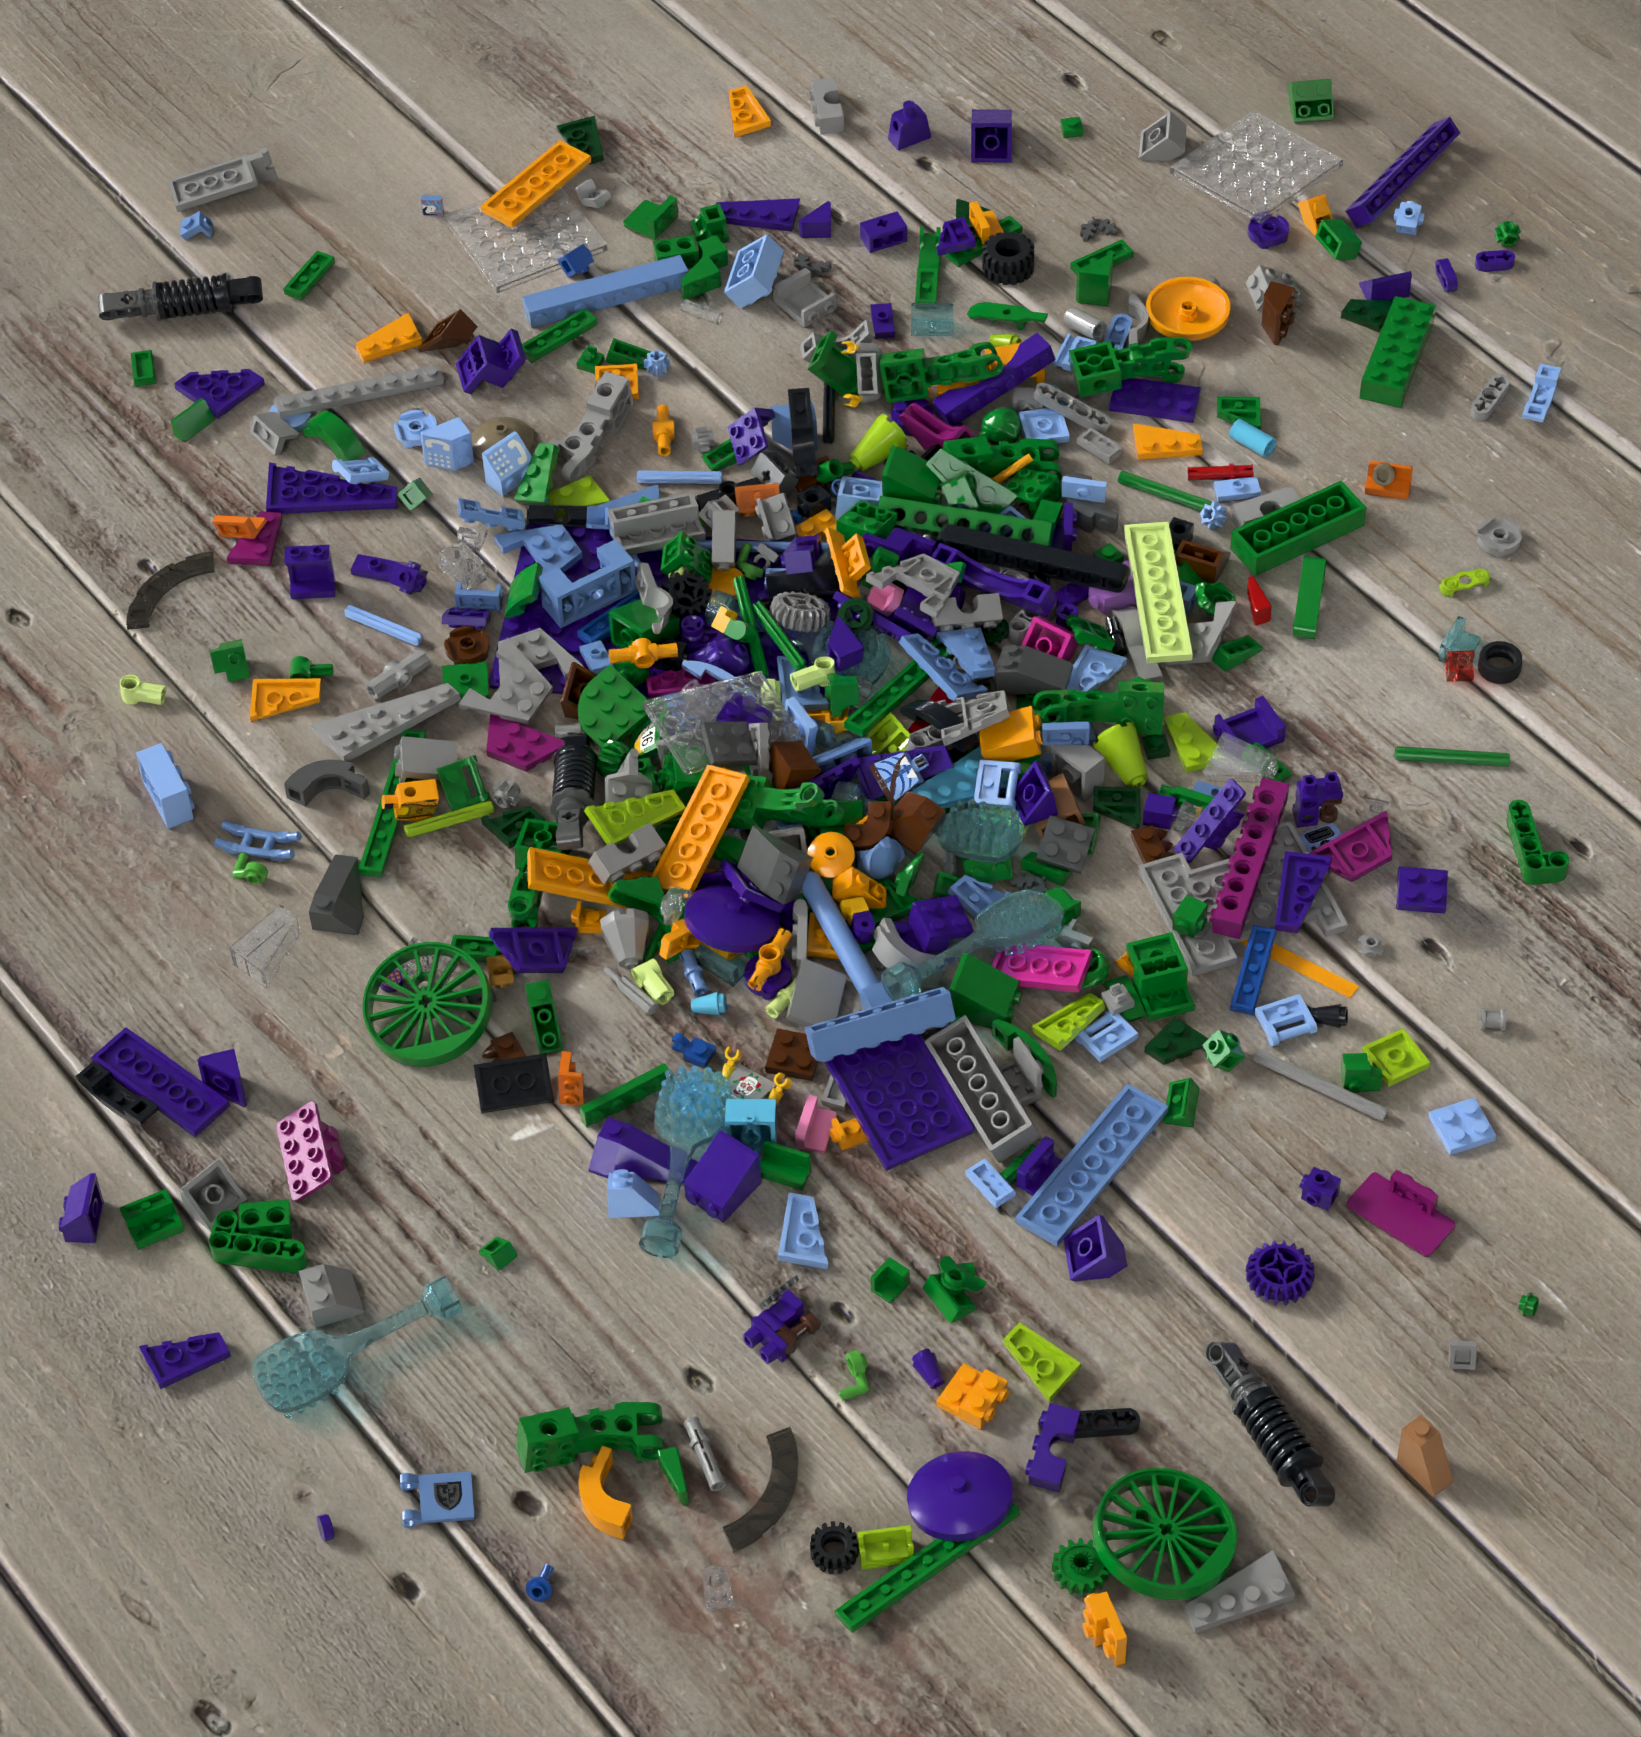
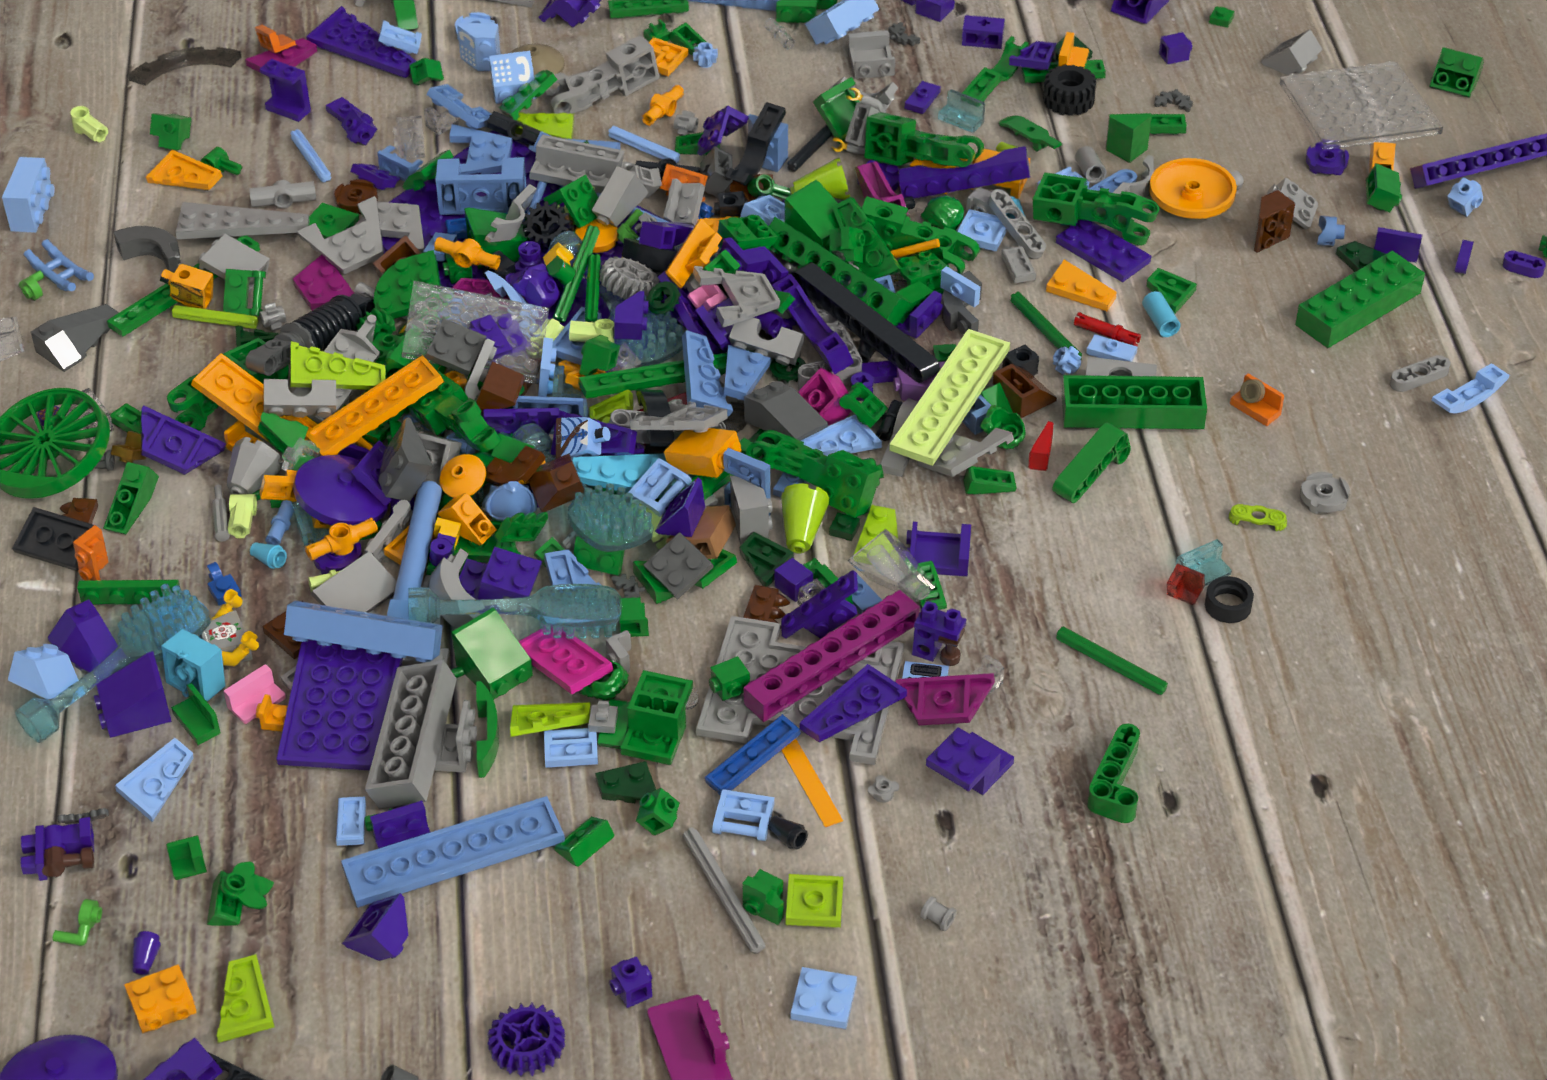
camera: 30 degrees right, 5 degrees down
(1061, 177) = (1175, 48): none -> dark purple brick
(1327, 298) = (1330, 231): none -> medium blue piece

